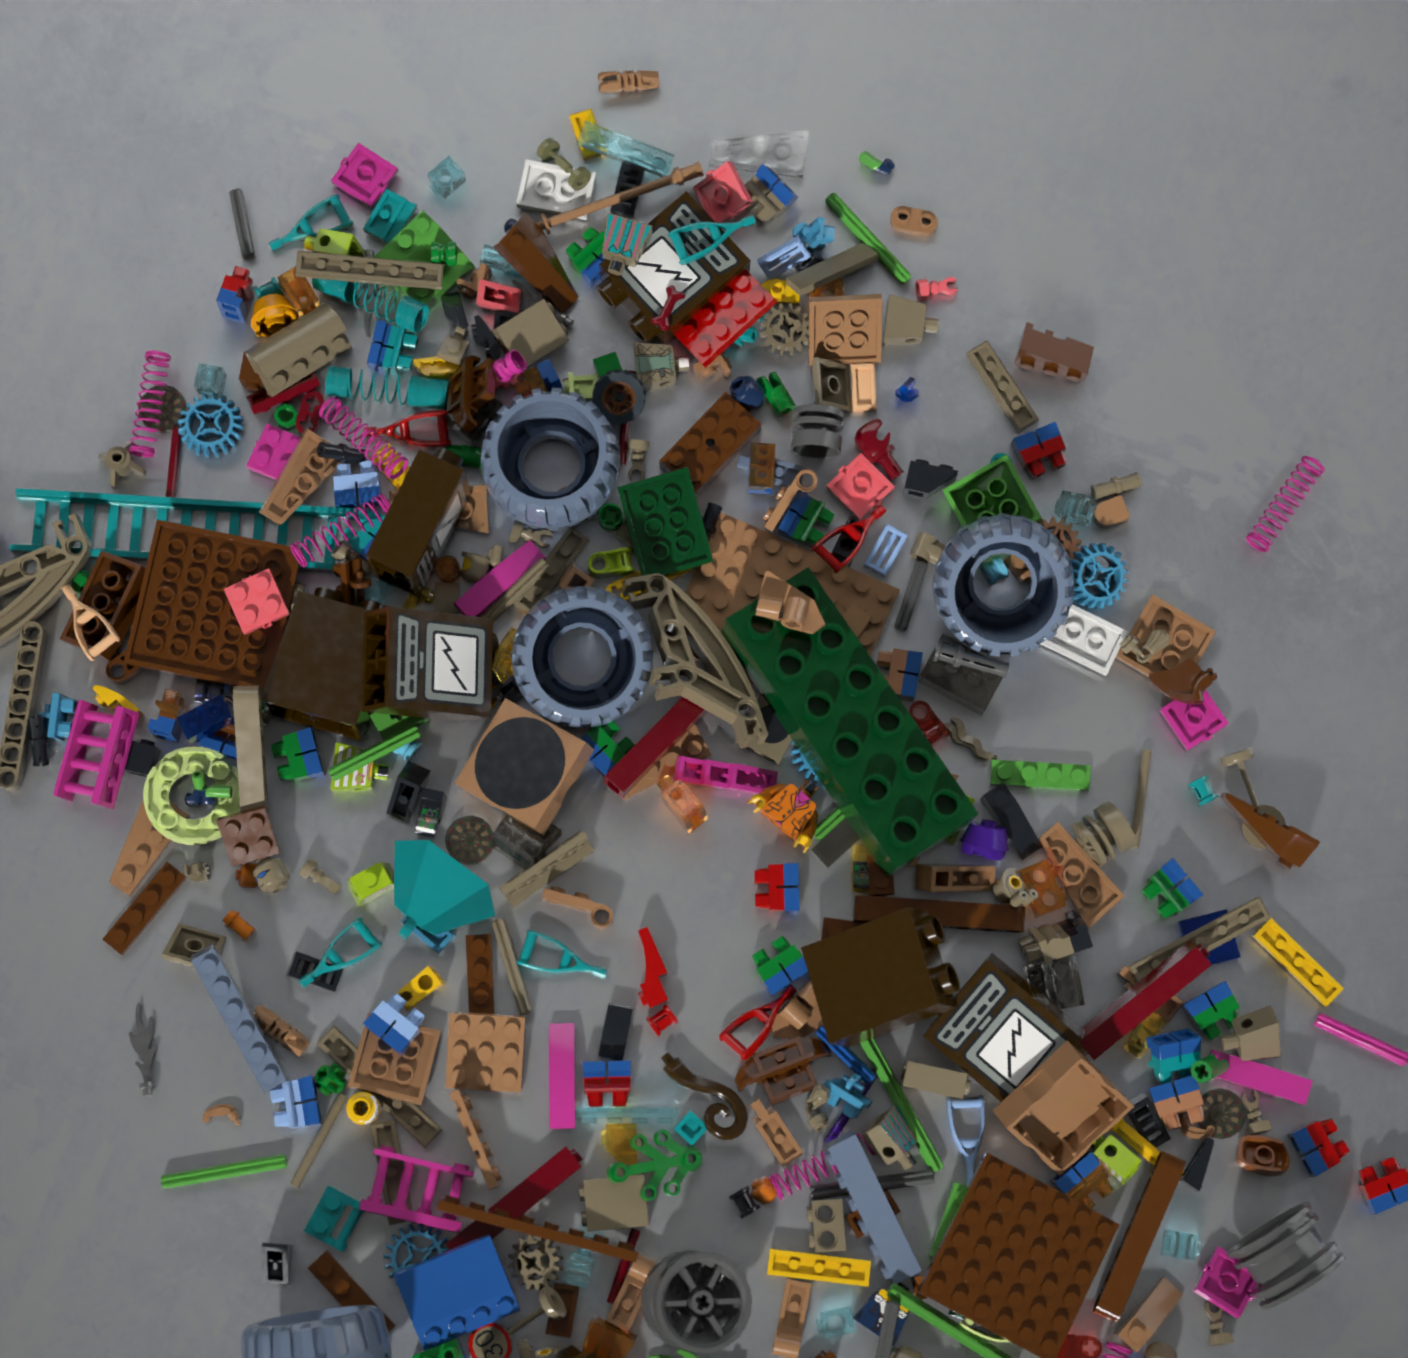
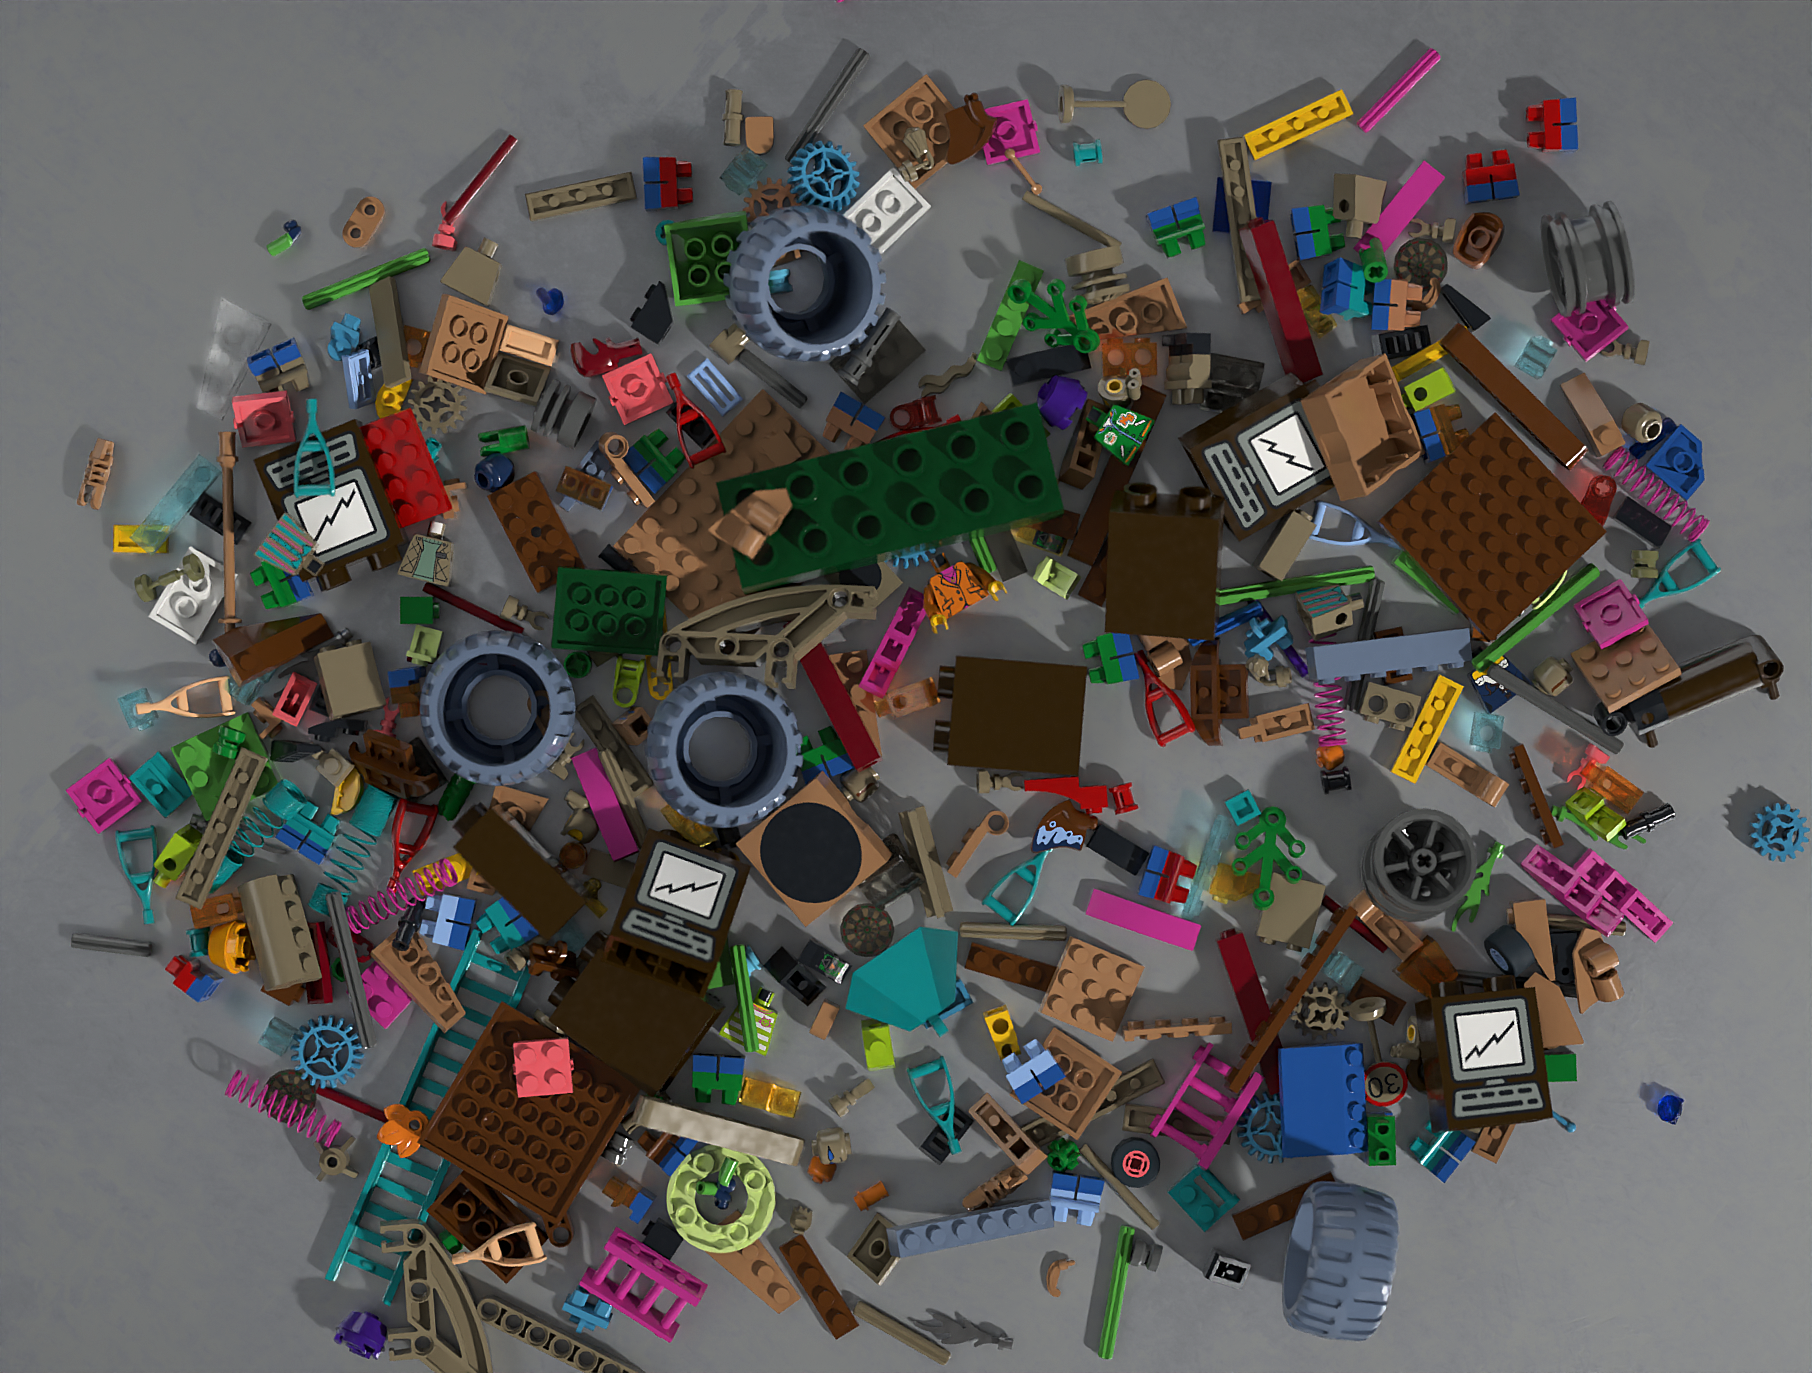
camera: 70 degrees left, 10 degrees up
(38, 740) = (605, 1339): black pin -> none
(112, 699) = (587, 1250): yellow slope -> none
(126, 995) = (901, 1333): none -> dark tan axle
(163, 505) = (399, 1131): none -> orange plate
(205, 719) = (649, 1160): clear blue brick -> none
(248, 835) = (785, 1156): reddish brown plate -> none
(264, 1179) = (1139, 1255): none -> dark grey wheel
(286, 418) = (351, 969): none -> dark grey axle
(296, 808) = (769, 1097): none -> clear yellow slope
(332, 1023) = (1007, 1134): none -> medium nougat slope
(352, 1150) = (1138, 1154): none -> black wheel
(355, 1105) = (1105, 1140): yellow head -> none
(379, 830) = (824, 1019): none -> medium nougat piece
(385, 505) = (481, 900): dark pink piece -> none
(463, 209) = (182, 702): none -> light nougat piece
(507, 367) = (379, 715): dark pink wheel -> none
(593, 788) = (859, 784): none -> dark tan head
(617, 976) = (1062, 828): none -> reddish brown arm
(619, 382) = (461, 622): black wheel -> none
(636, 905) = (985, 782): none -> dark tan piece
(663, 318) = (367, 516): dark red piece -> none
(685, 1078) = (1189, 796): dark brown plant -> none
(700, 895) = (1012, 715): none -> dark brown brick
(778, 898) = (1019, 629): red hips -> none
(832, 893) = (1056, 577): none -> yellowish green bracket
(979, 900) = (1120, 431): none -> green torso
(985, 300) = (480, 179): none -> dark red bar
(1047, 838) = (1080, 335): none -> green plant
(1053, 354) = (567, 129): reddish brown wedge -> none
(1156, 758) = (1036, 188): none -> medium nougat hinge
(1163, 562) = (829, 102): none -> dark grey axle
(1283, 841) = (1172, 90): reddish brown wedge -> none

